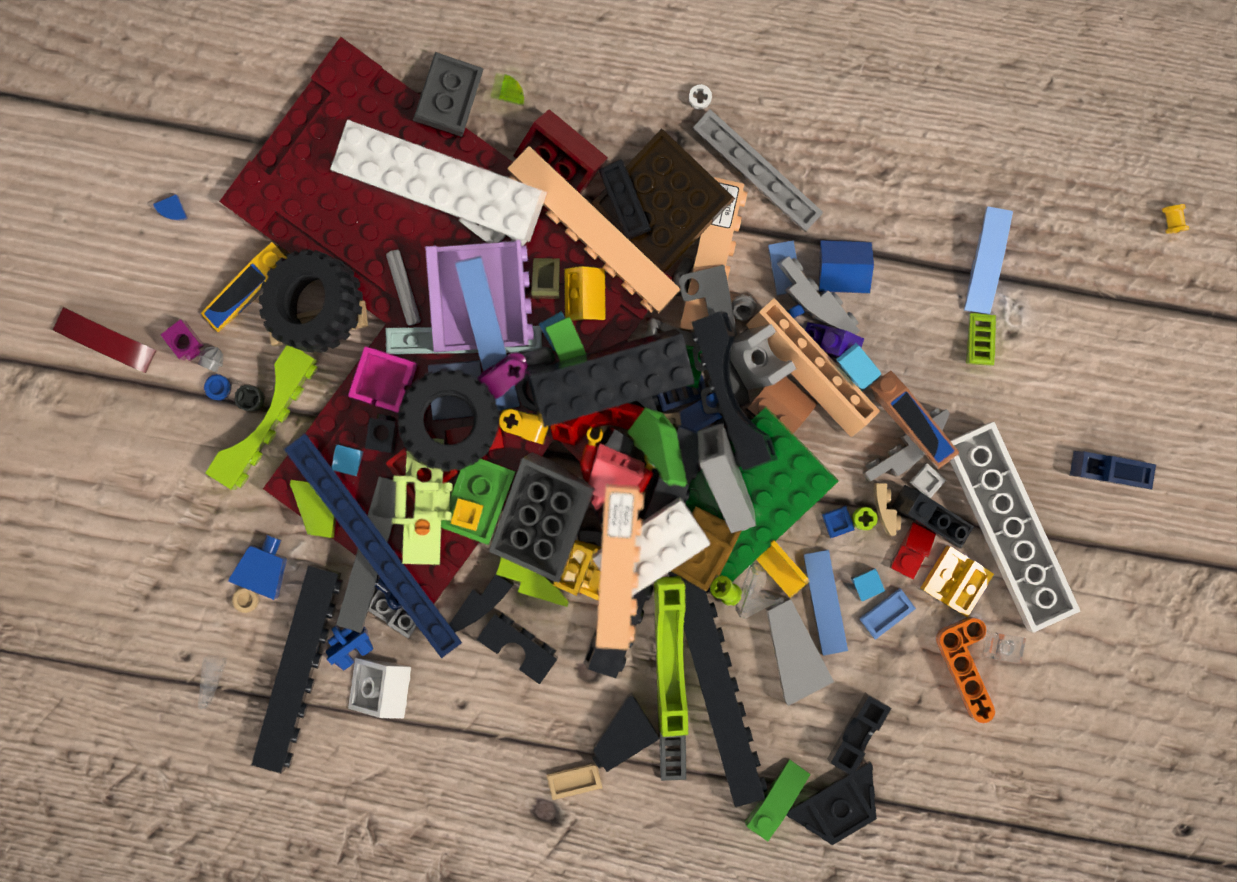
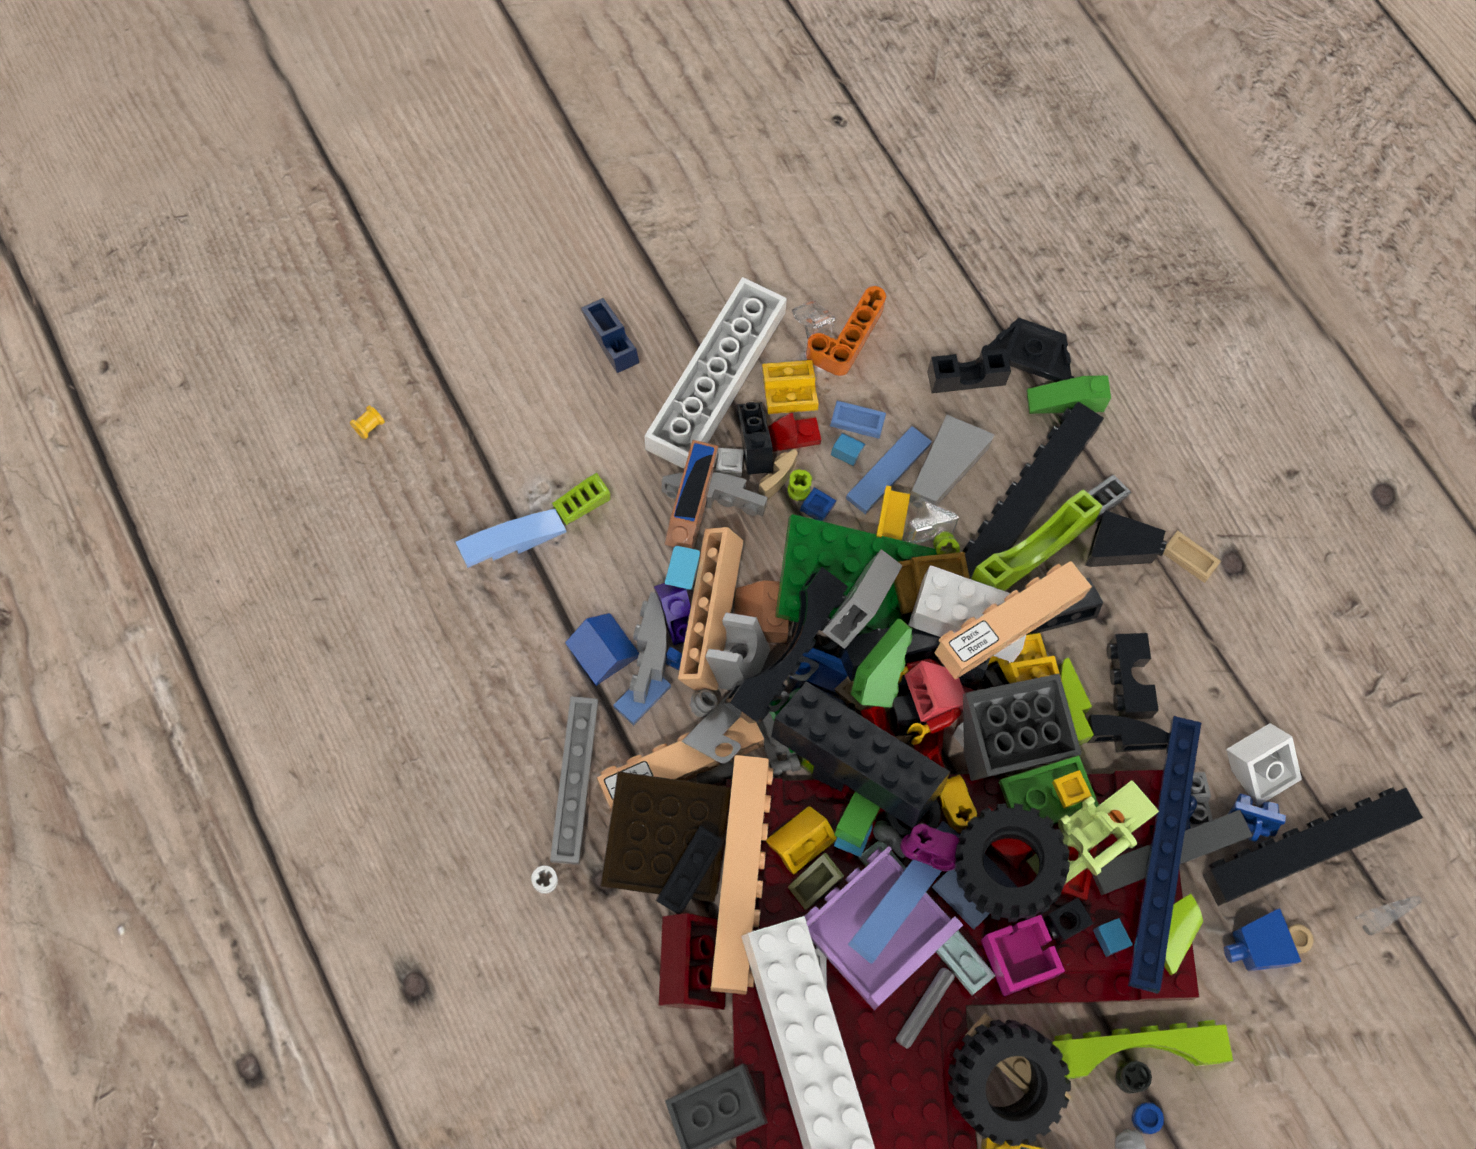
camera: 135 degrees left, 20 degrees down
(511, 91) = (666, 1057): clear neon green tile -> none

